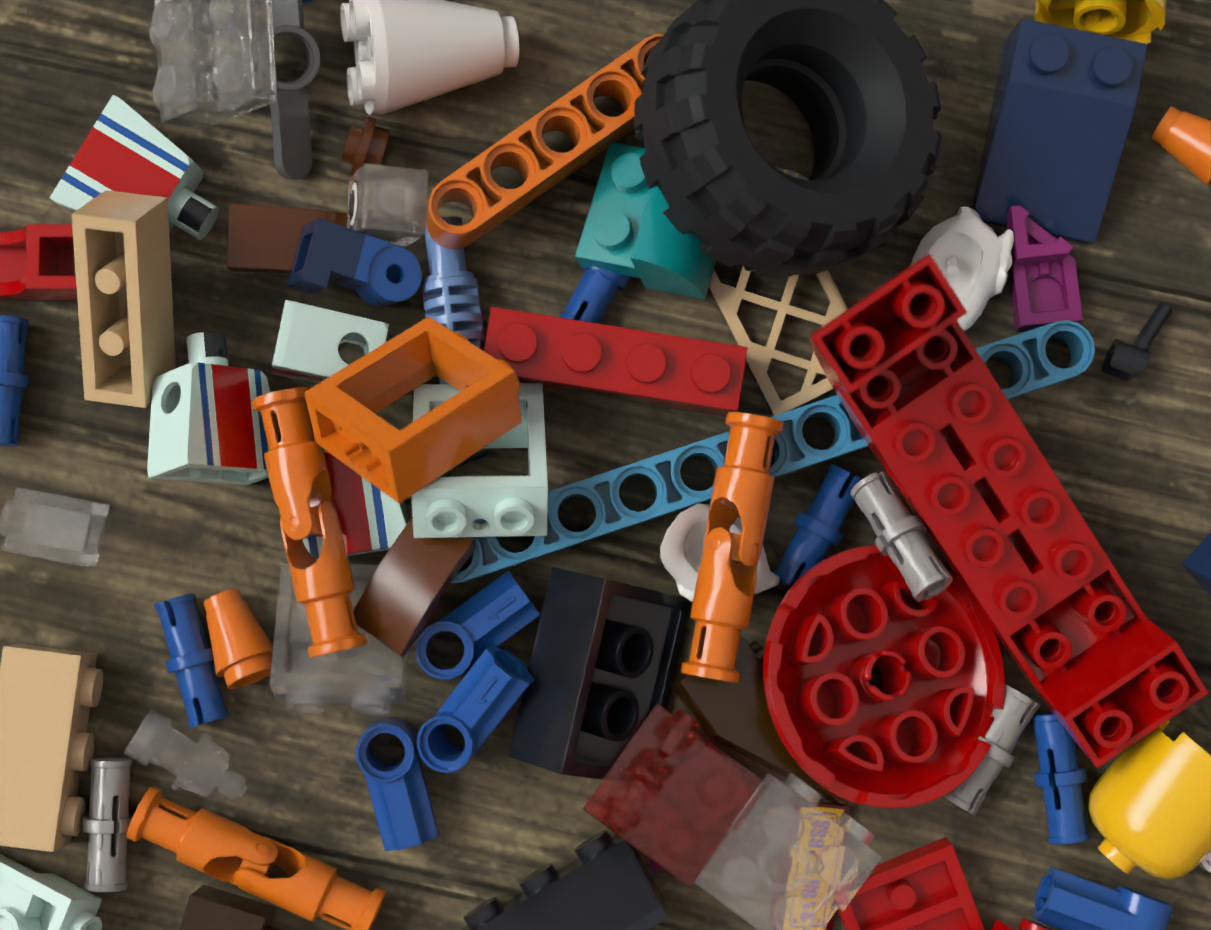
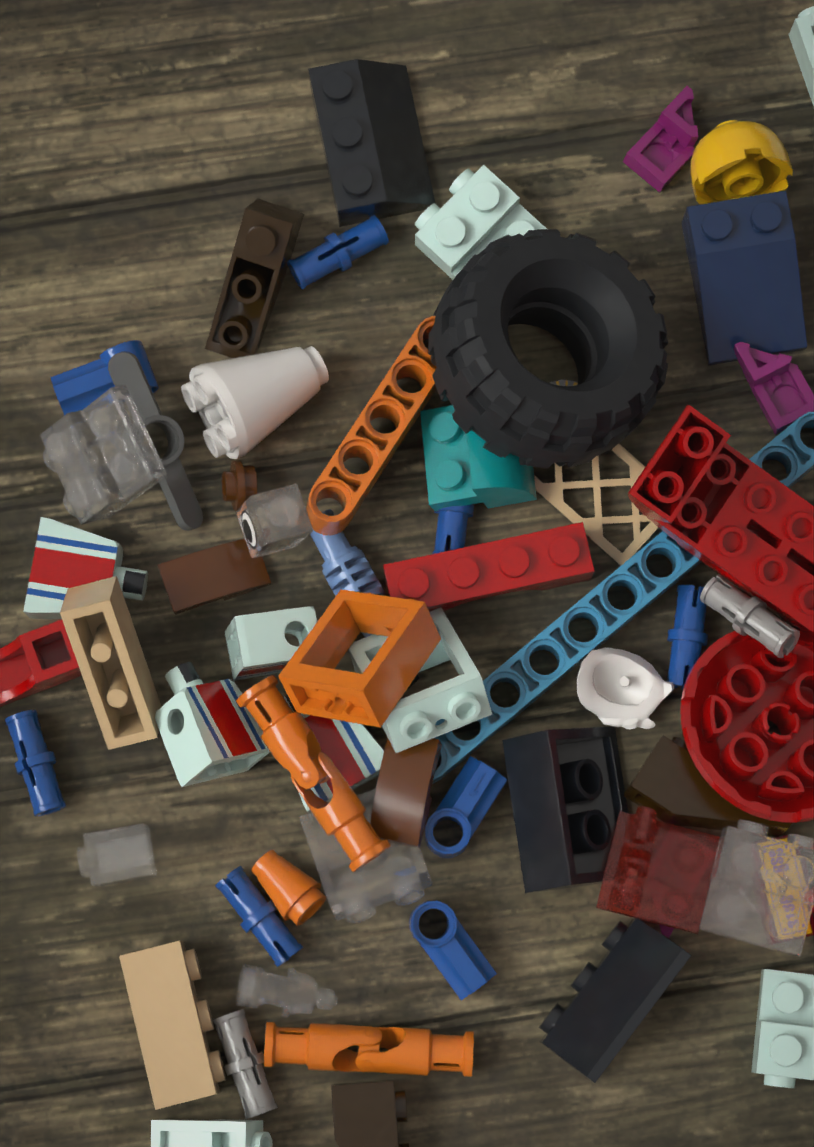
camera: 15 degrees left, 5 degrees down
(354, 260) = (268, 570): leg -> none
(474, 708) = (487, 864): blue piece -> none
(730, 559) = (632, 679): orange piece -> none
(970, 259) = (720, 396): white hat -> none

